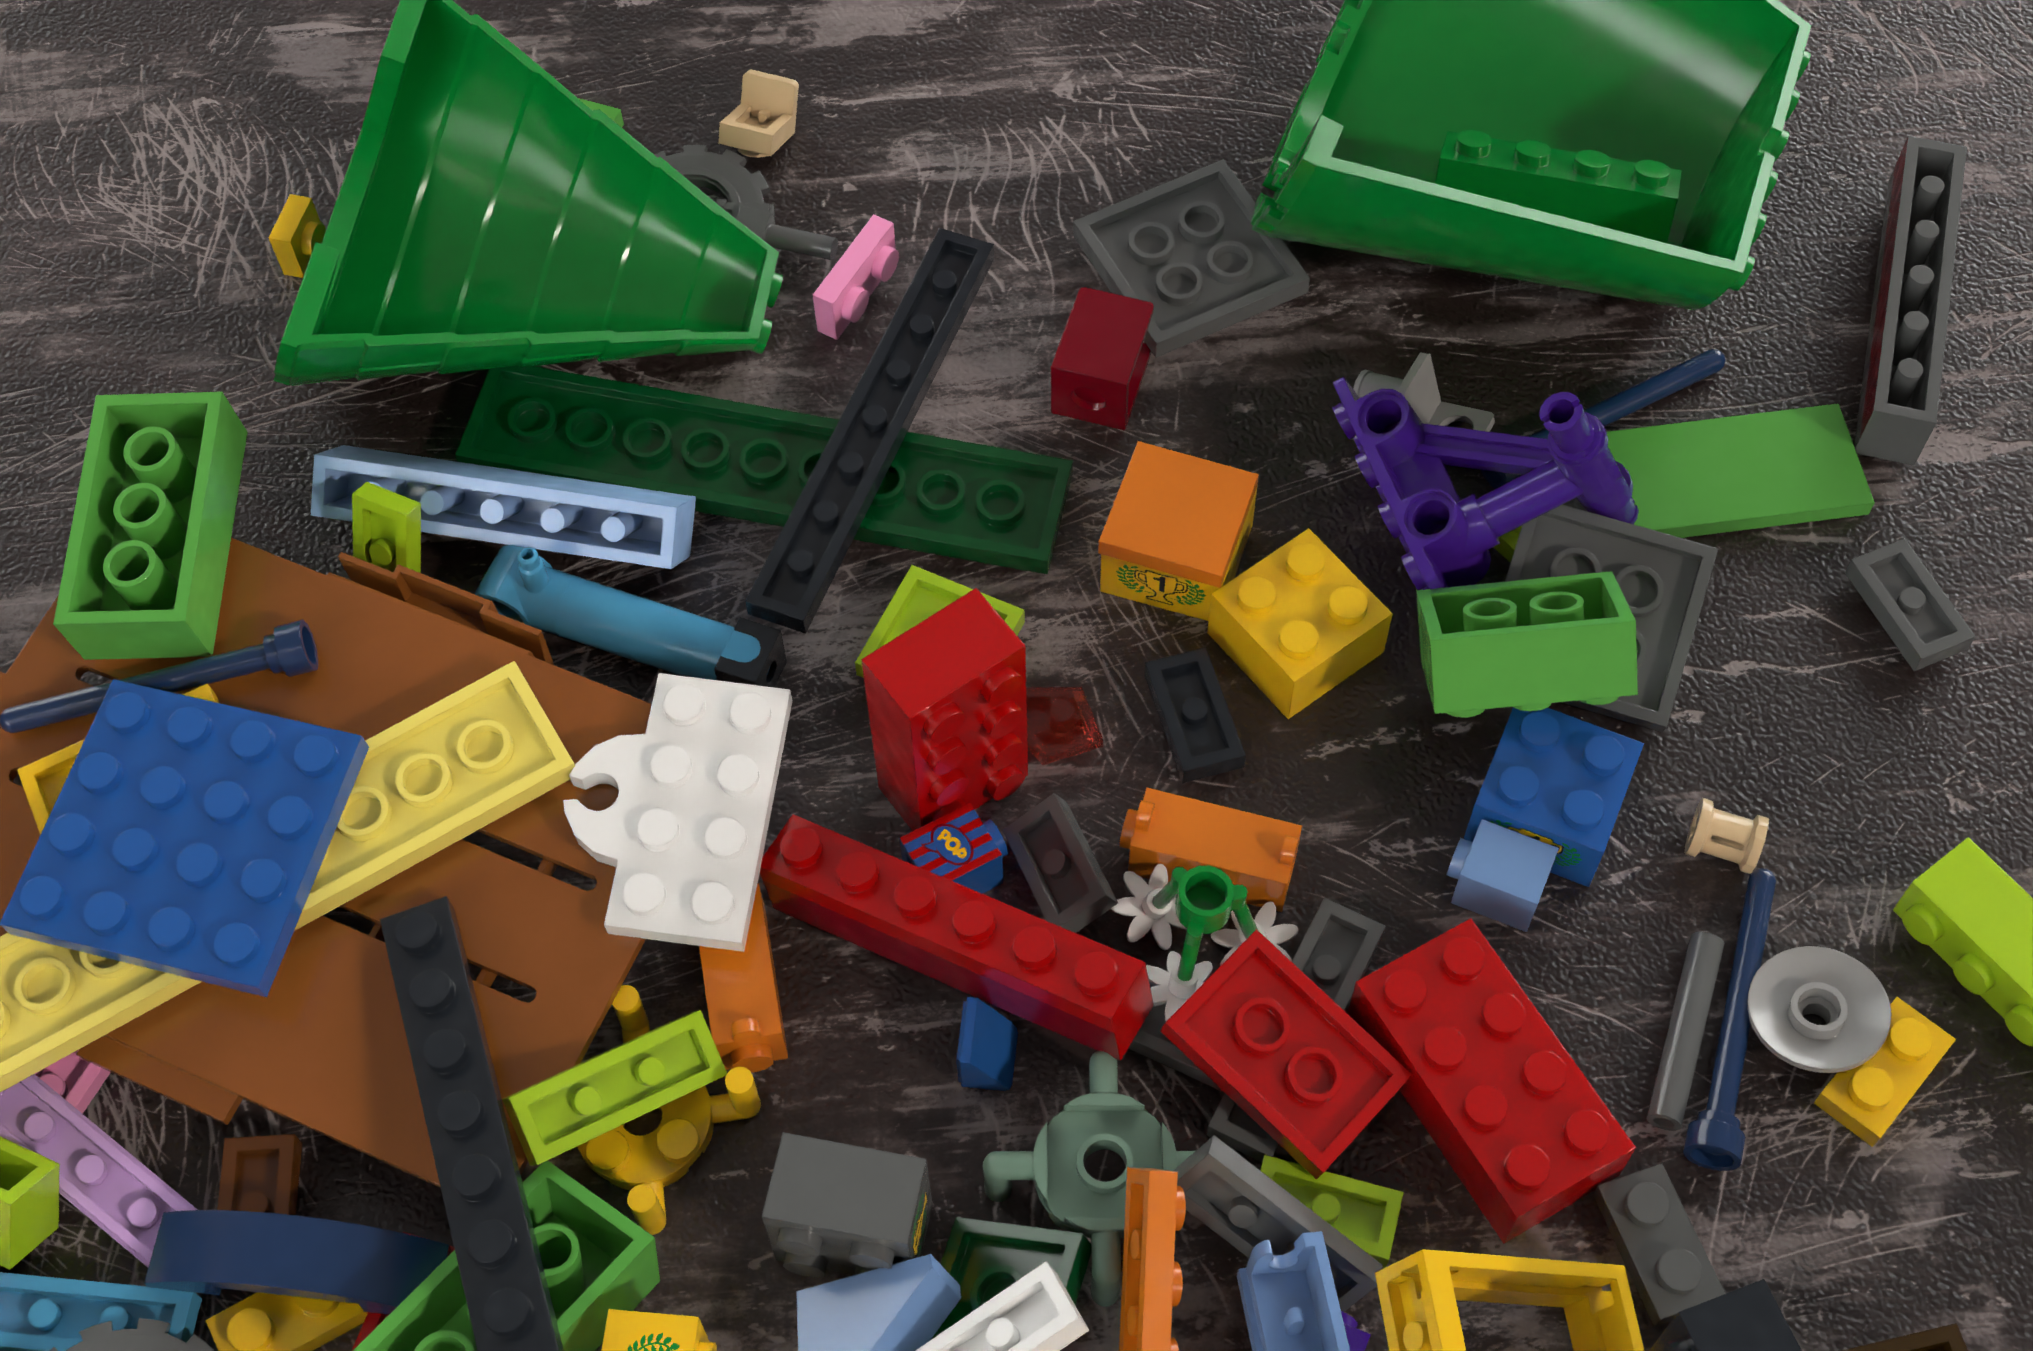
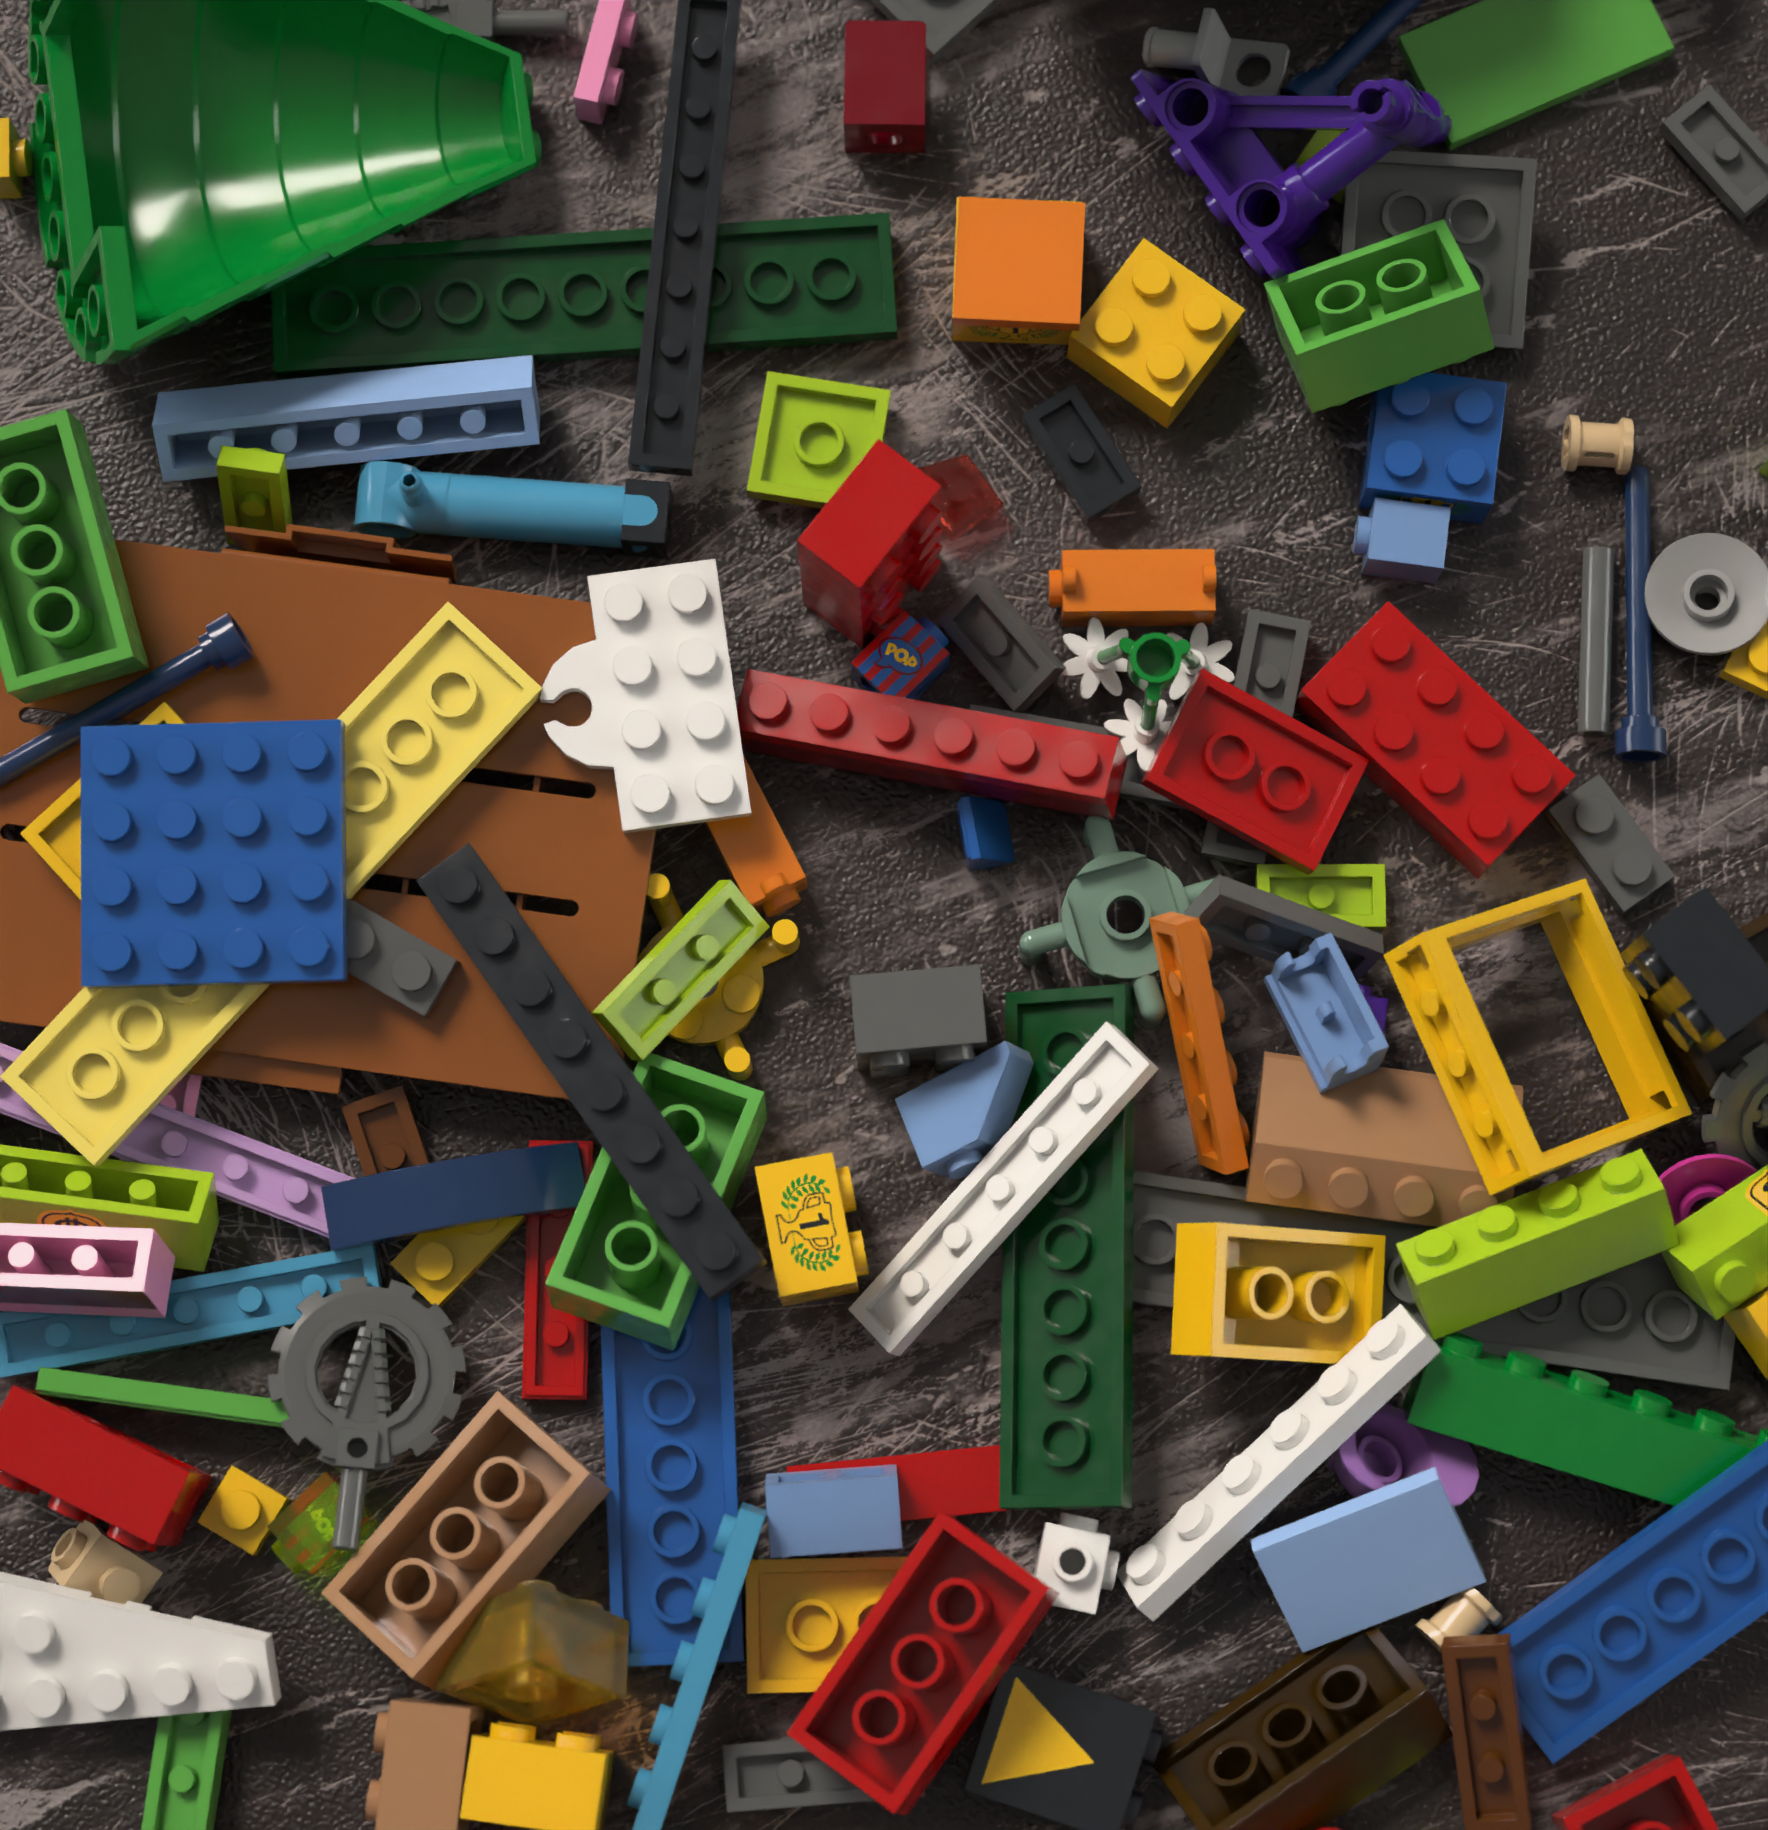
camera: 15 degrees left, 20 degrees up
(328, 995) = (395, 960): none -> dark grey plate

